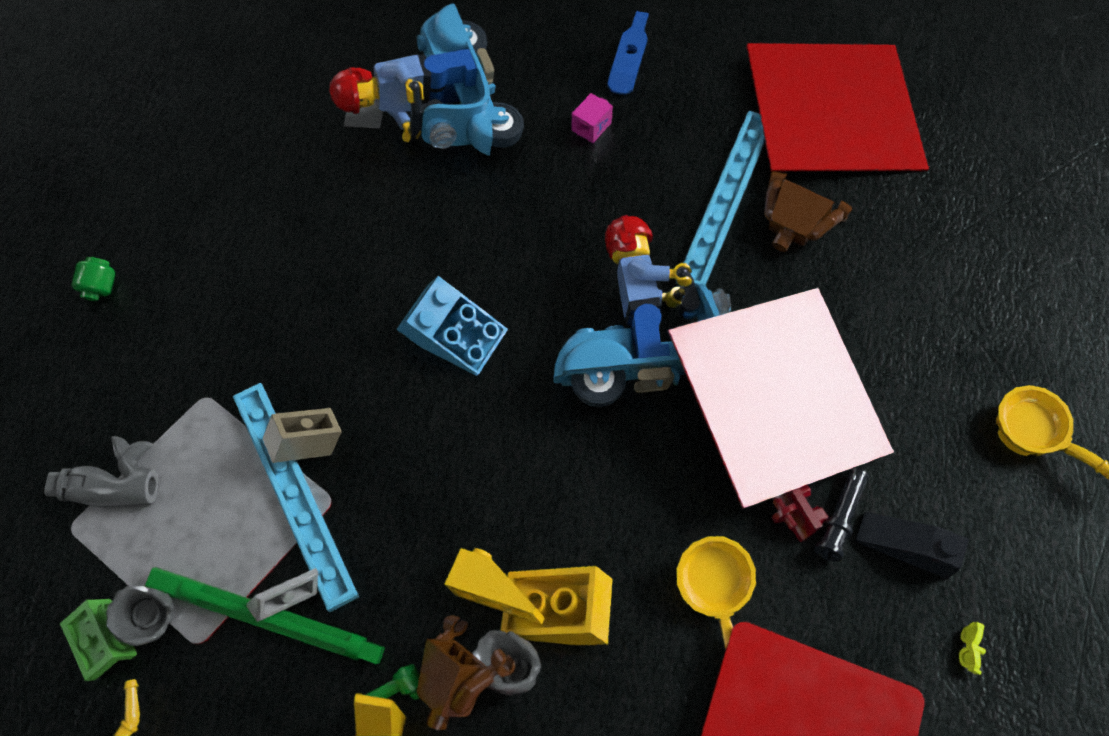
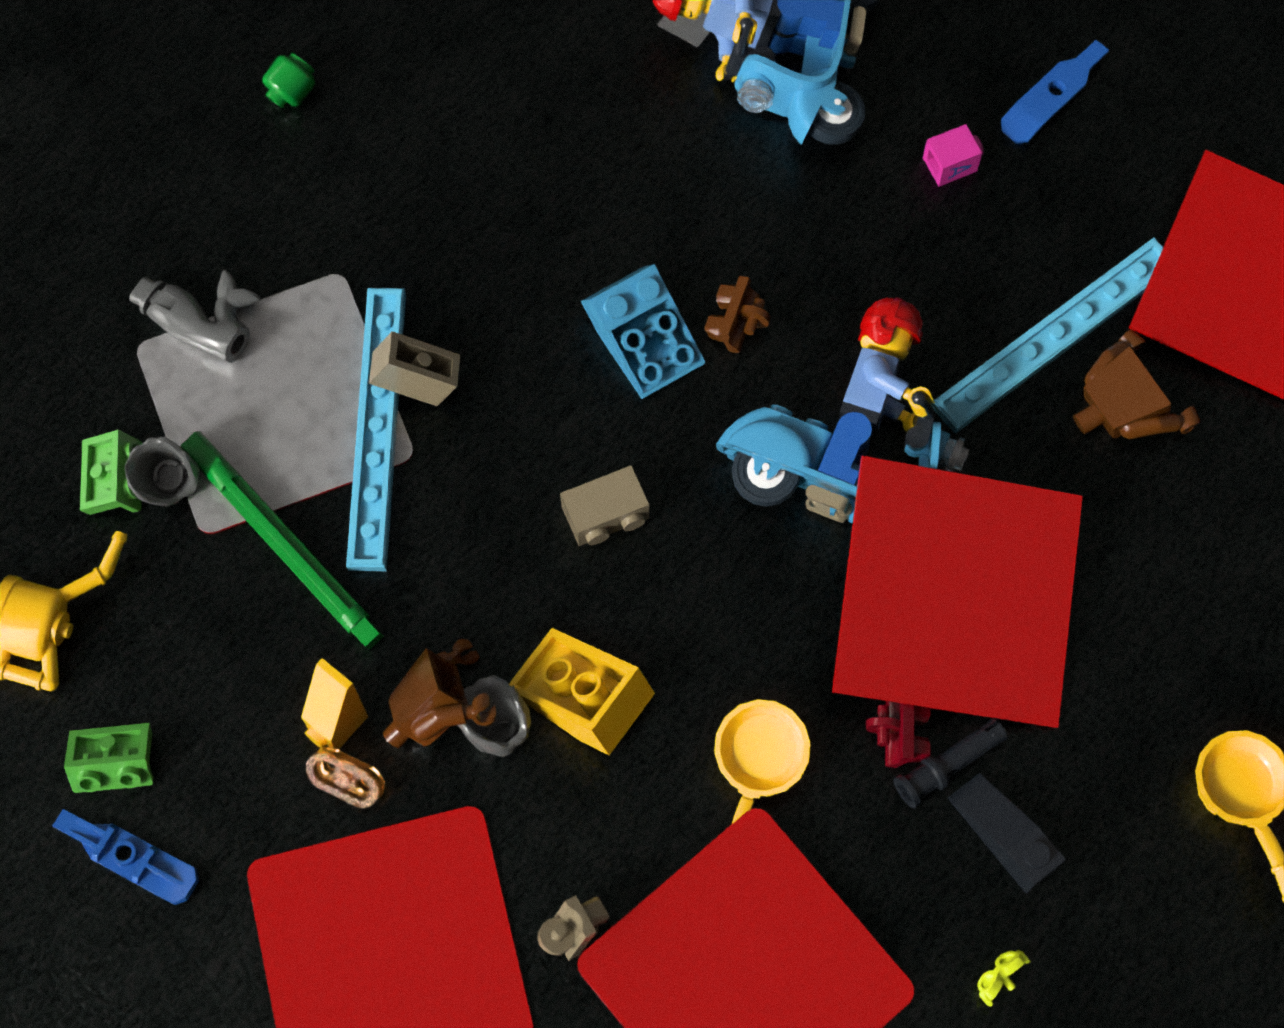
camera: 30 degrees right, 5 degrees up
(284, 595) = (310, 528): light grey slope -> none
(403, 681) = (382, 679): green piece -> none
(483, 582) = (518, 622): yellow slope -> none
(497, 463) = (605, 506): none -> dark tan brick
(516, 283) = (742, 314): none -> reddish brown hips

